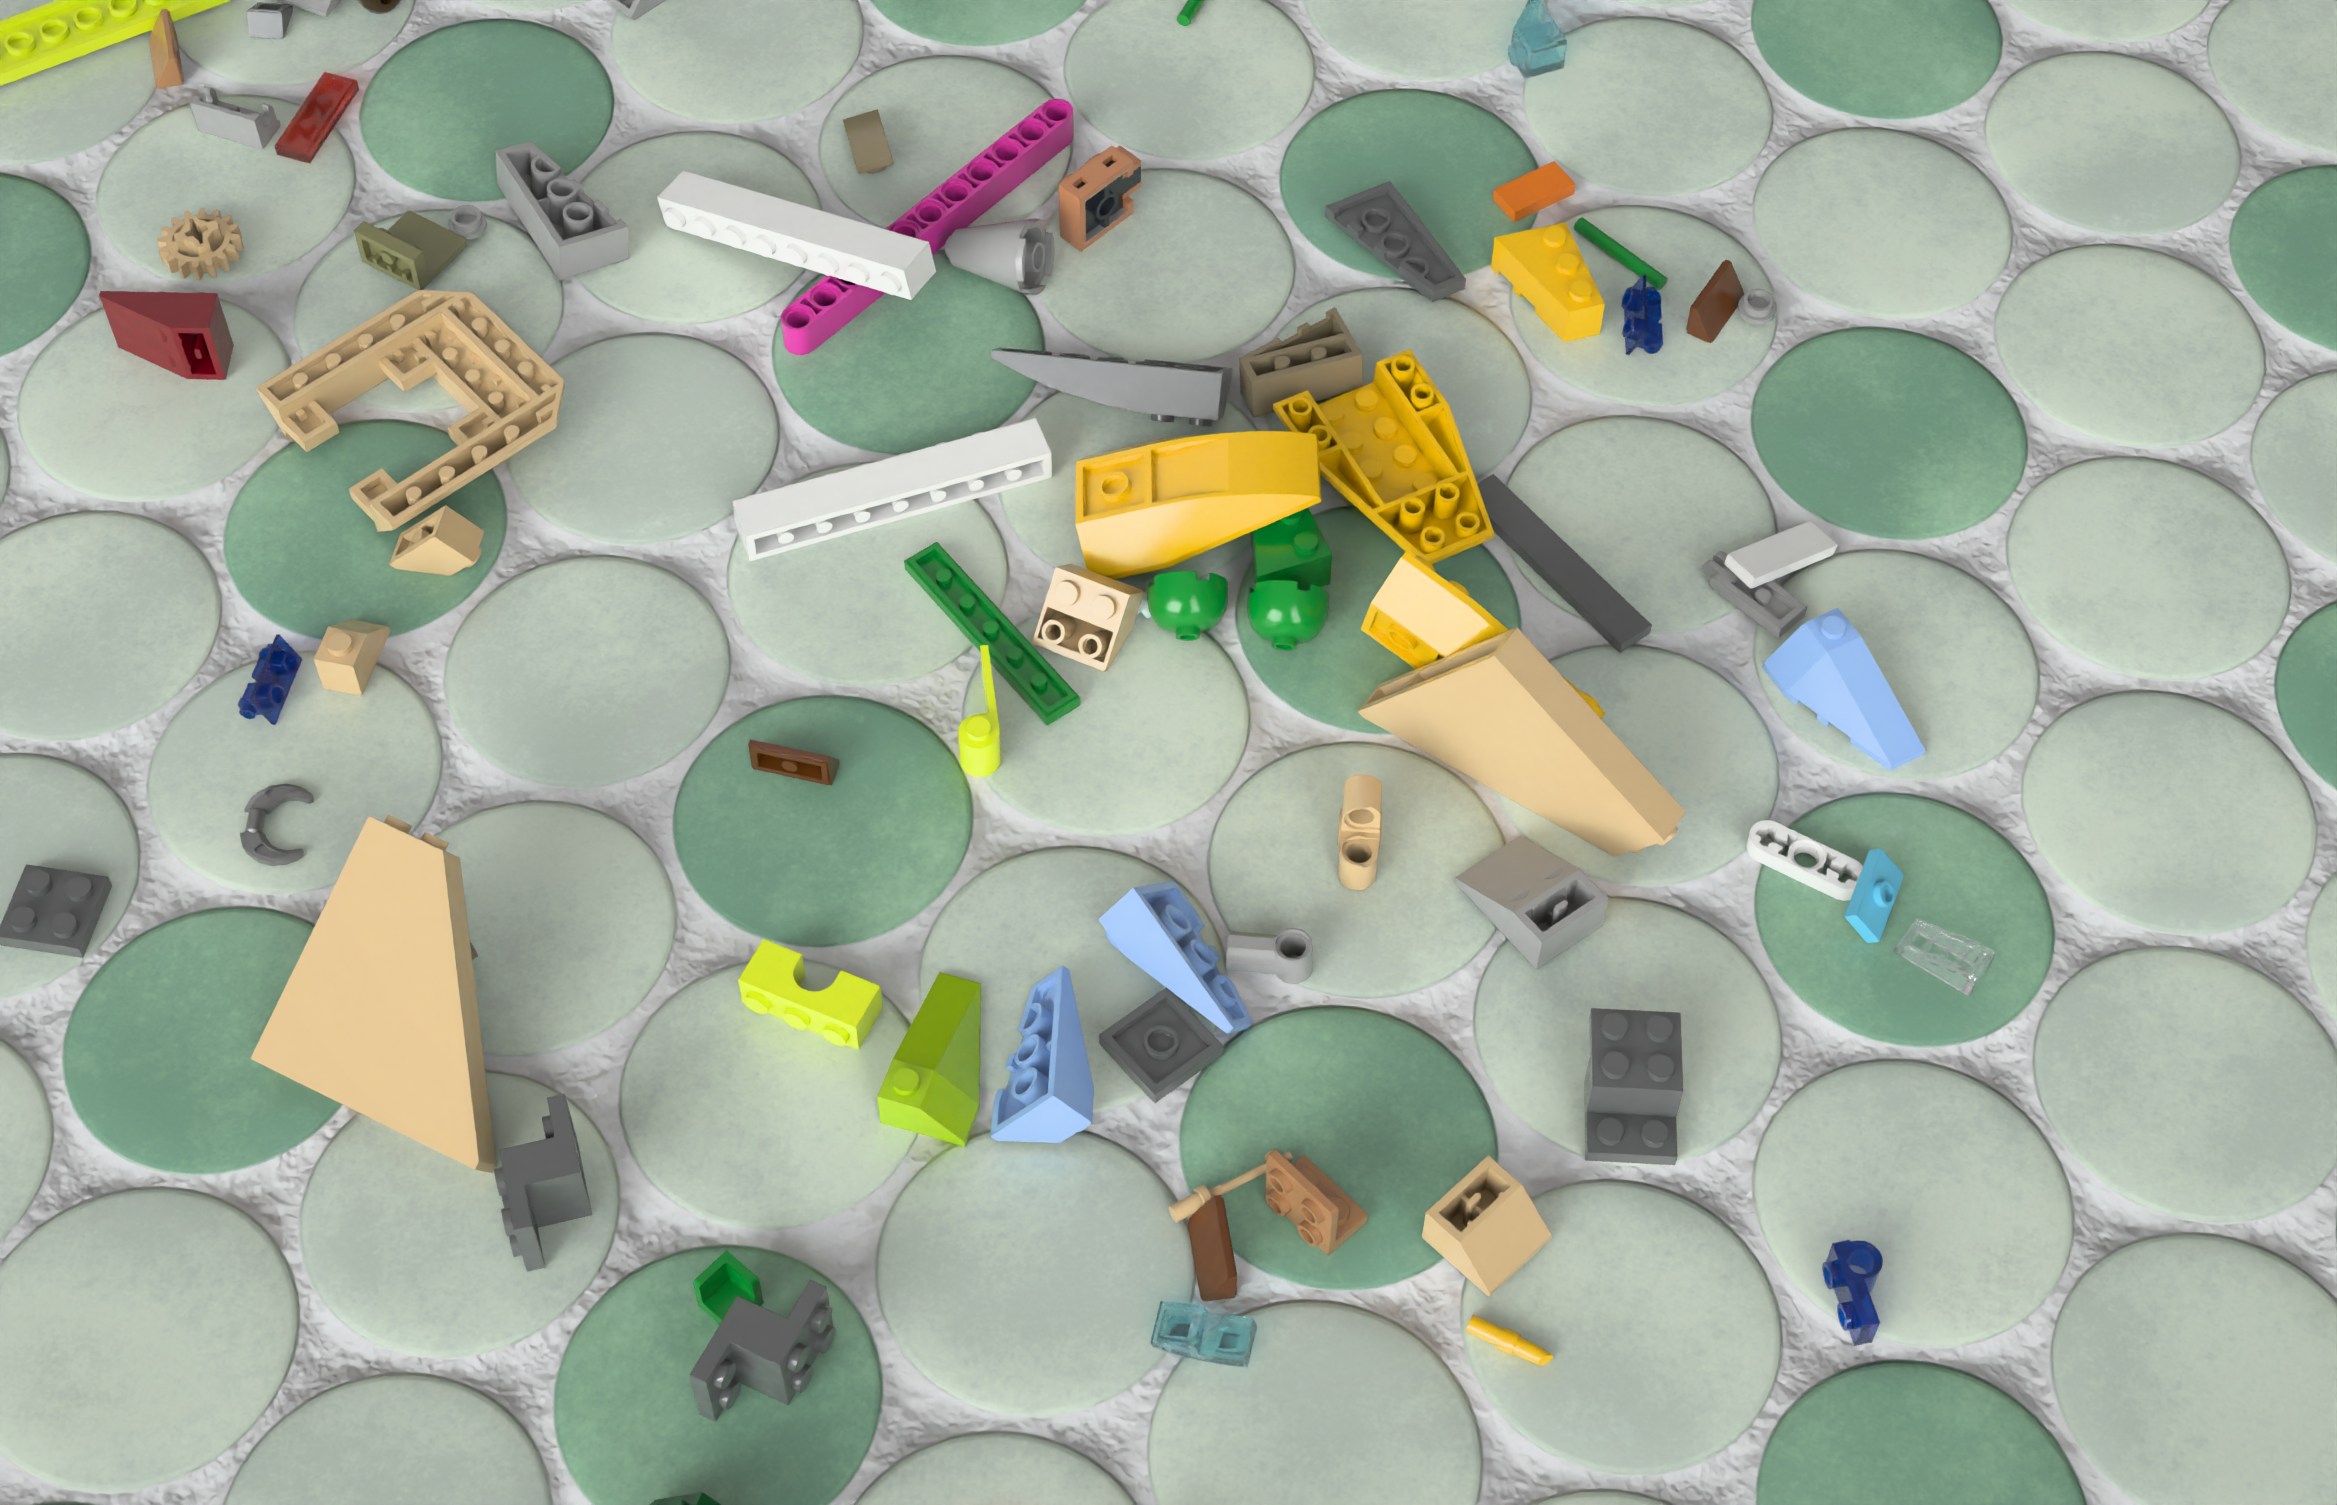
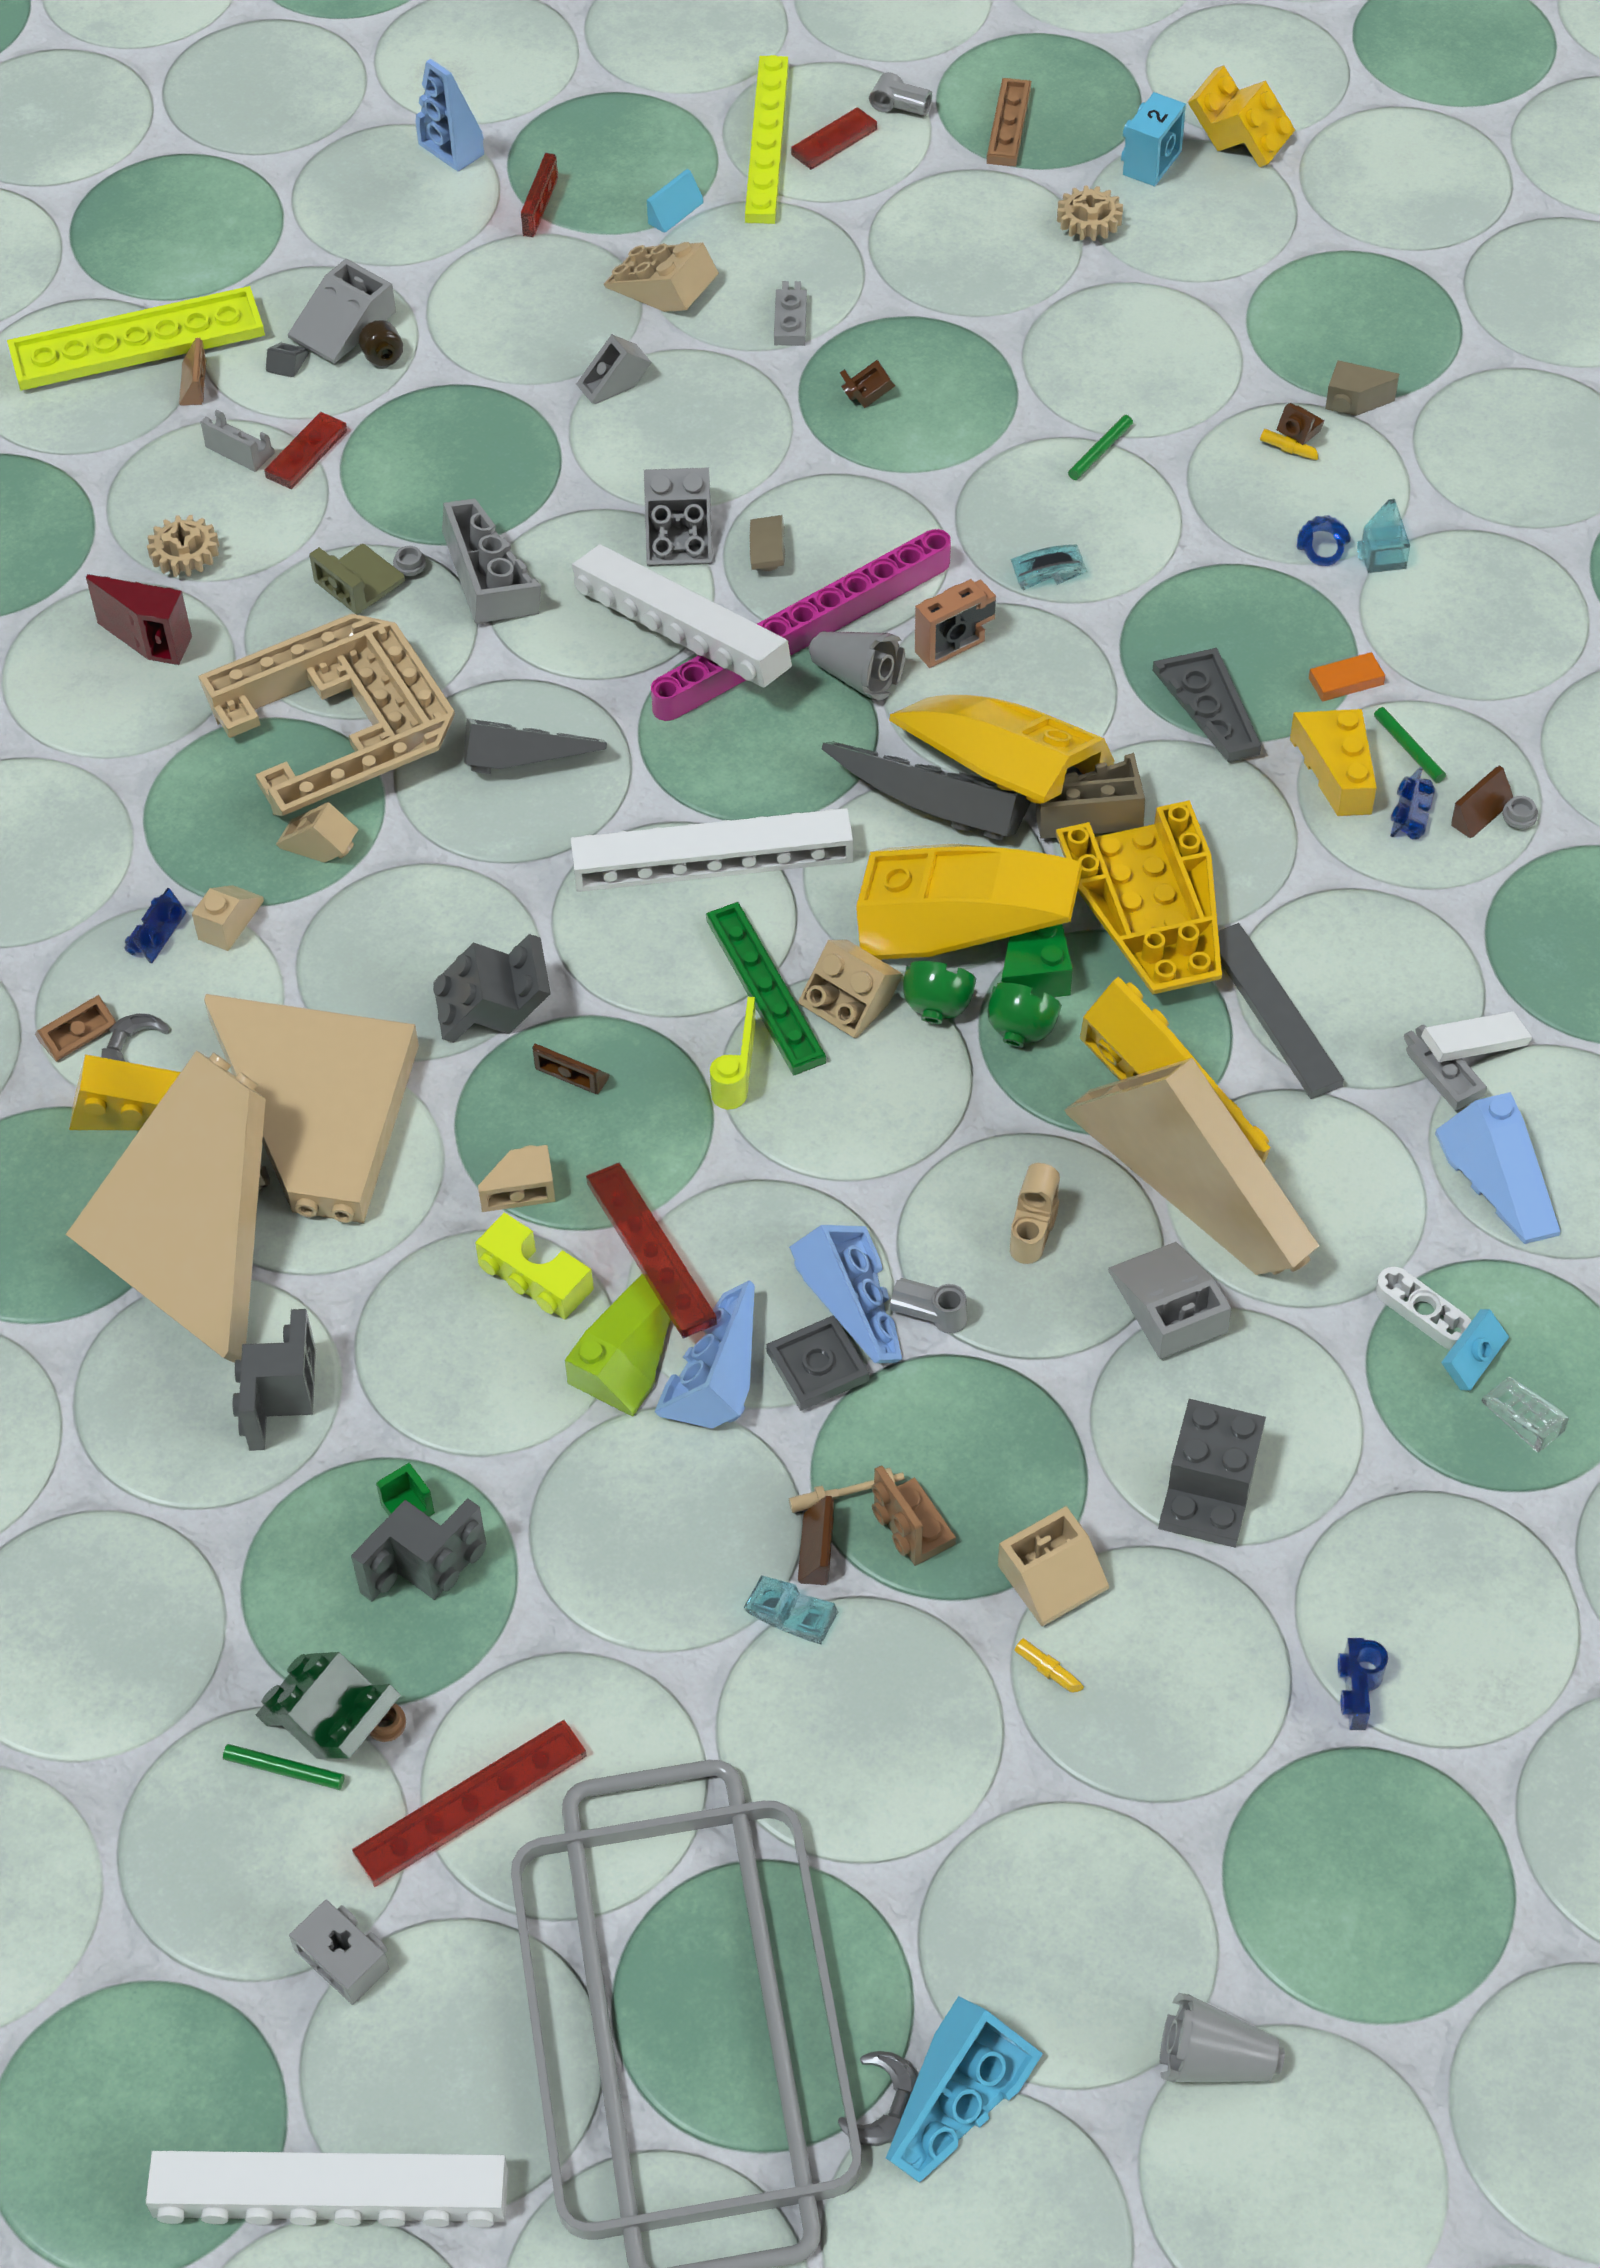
camera: 15 degrees right, 0 degrees up
(203, 815) = (76, 1028): none -> medium nougat slope
(277, 883) = (117, 1094): none -> yellow wedge
(526, 839) = (327, 1092): none -> tan slope
(627, 412) = (504, 746): none -> dark grey wedge
(684, 685) = (491, 988): none -> dark grey bracket
(761, 127) = (677, 516): none -> light grey slope
(769, 899) = (518, 1180): none -> tan slope
(941, 952) = (651, 1250): none -> clear red tile
(1191, 317) = (1005, 742): none -> yellow wedge
(1192, 115) = (1058, 562): none -> clear light blue slope
(1469, 32) = (1327, 524): none -> clear blue piece

